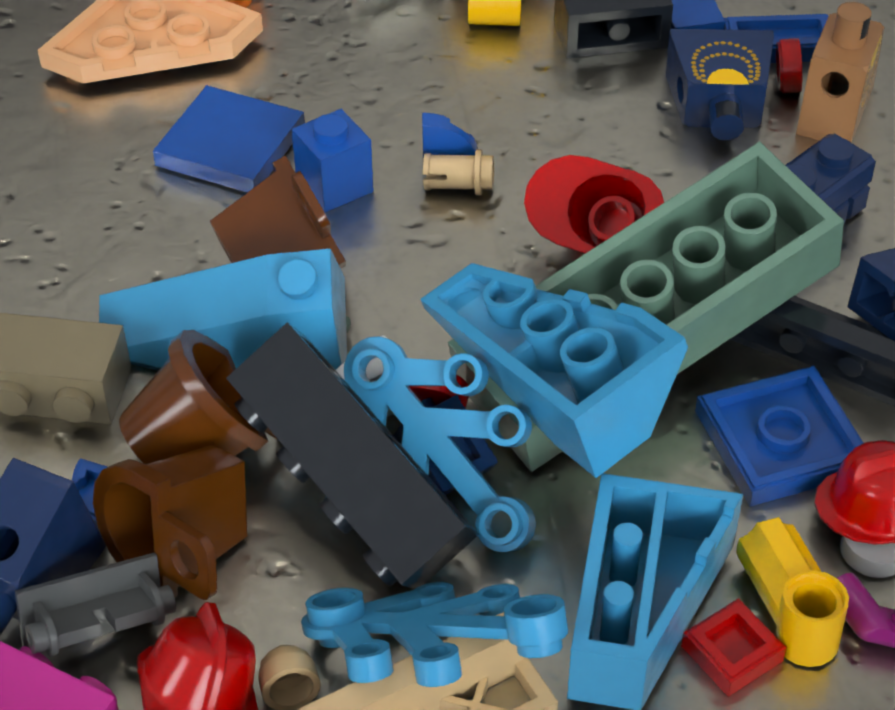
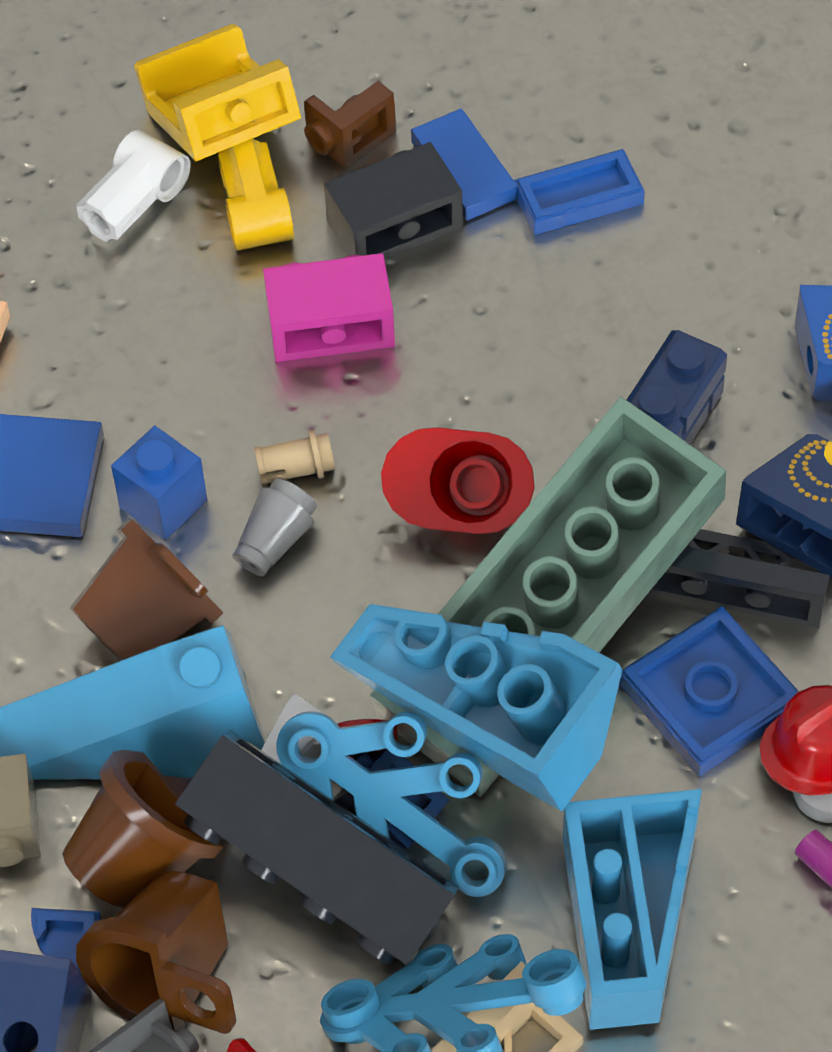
camera: 15 degrees left, 10 degrees up
(421, 214) = (274, 525): none -> light grey cone
(444, 138) = (269, 425): blue tile -> none
(529, 70) = (329, 307): none -> dark pink brick
(719, 77) = (534, 269): dark blue torso -> none
(733, 647) = (724, 933): red tile -> none
(789, 65) = (601, 232): red tile -> none
(798, 595) = (766, 860): yellow piece -> none
(846, 55) = (663, 225): medium nougat torso -> none

